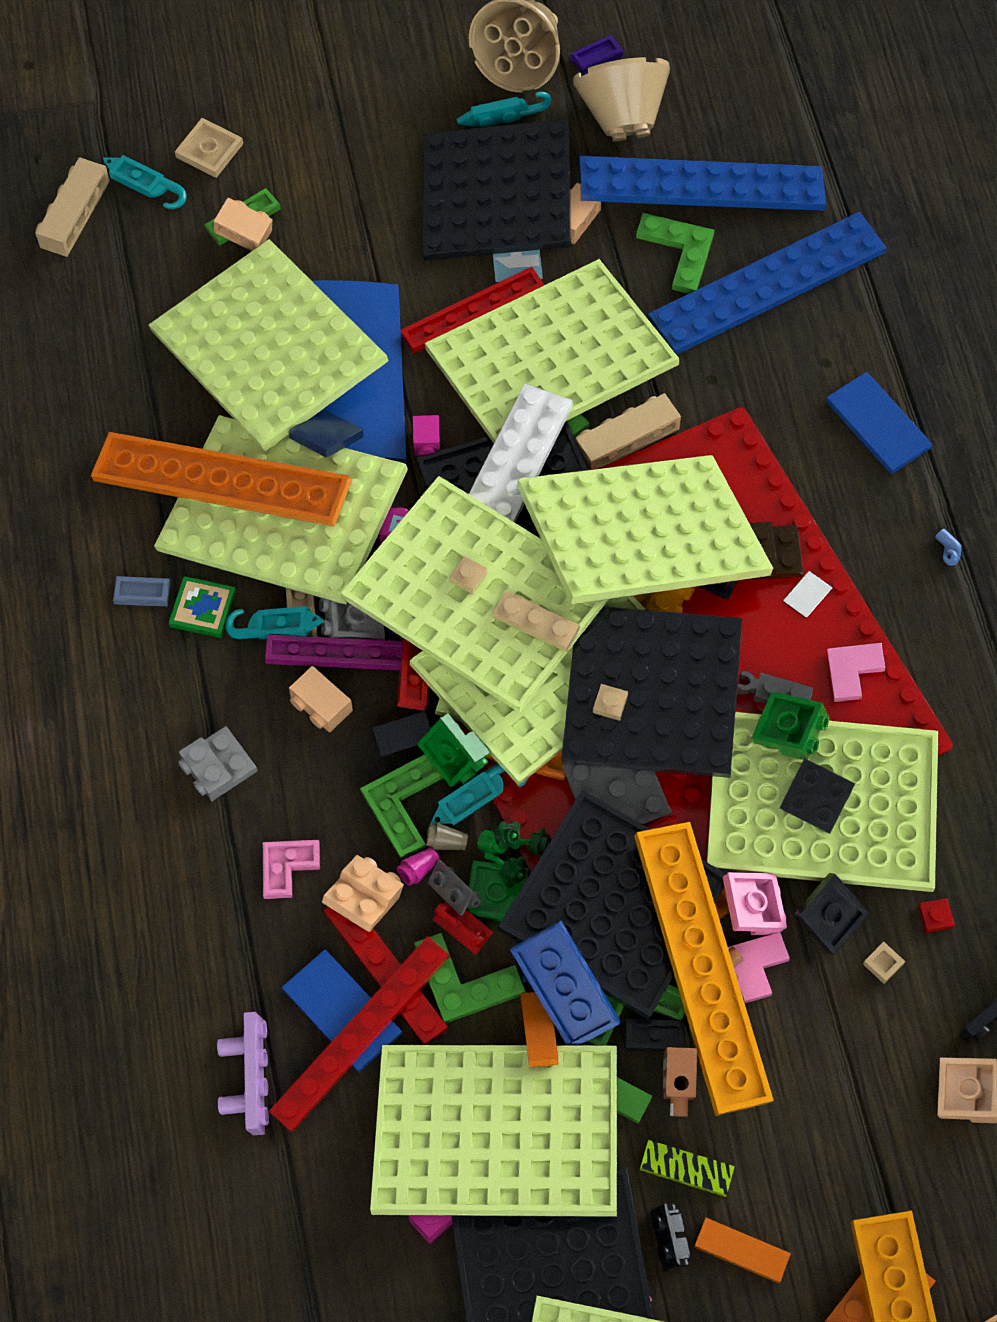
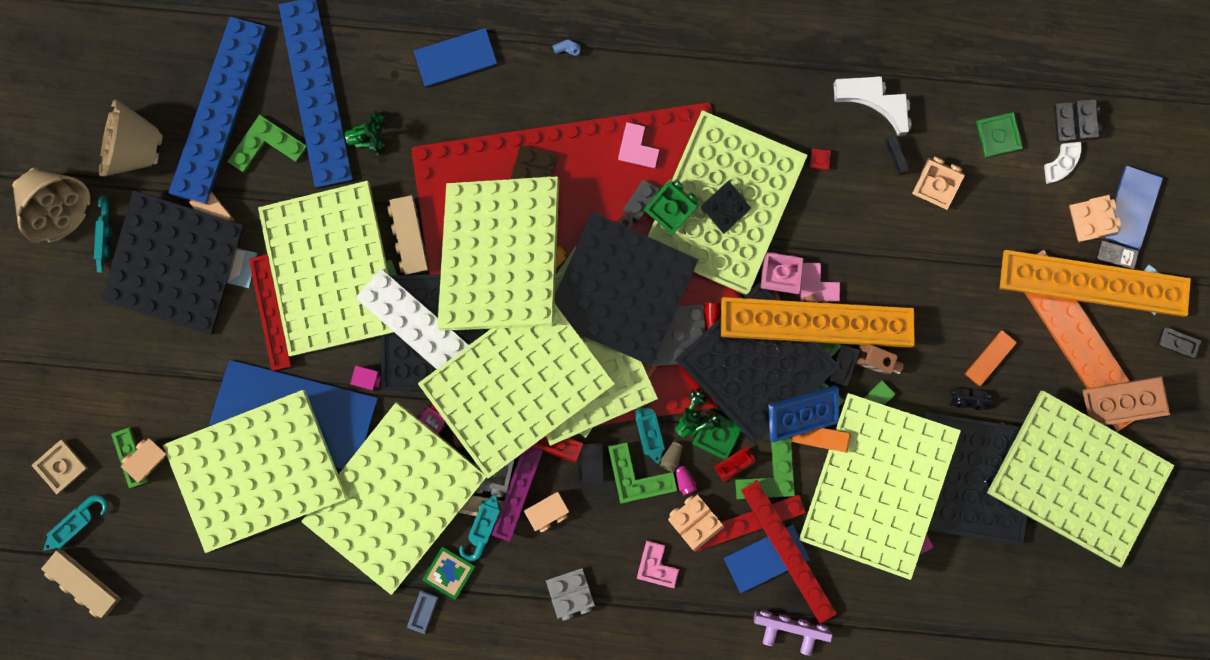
camera: 75 degrees left, 20 degrees up
(222, 478) = (360, 535): orange plate -> none
(326, 434) = (349, 451): dark blue tile -> none
(452, 888) = (704, 465): dark grey hinge -> none
(453, 751) = (621, 436): green plate -> none
(468, 575) = (504, 387): tan plate -> none
(536, 621) = (555, 352): tan plate -> none
(596, 53) = (70, 146): dark purple tile -> none
(610, 702) = (625, 321): tan plate -> none
(687, 1168) = (931, 374): tile -> none
(741, 341) = (372, 130): none -> plant
(807, 594) = (571, 156): white sticker -> none
(831, 913) = (802, 226): black plate -> none
(884, 962) = (841, 205): tan plate -> none

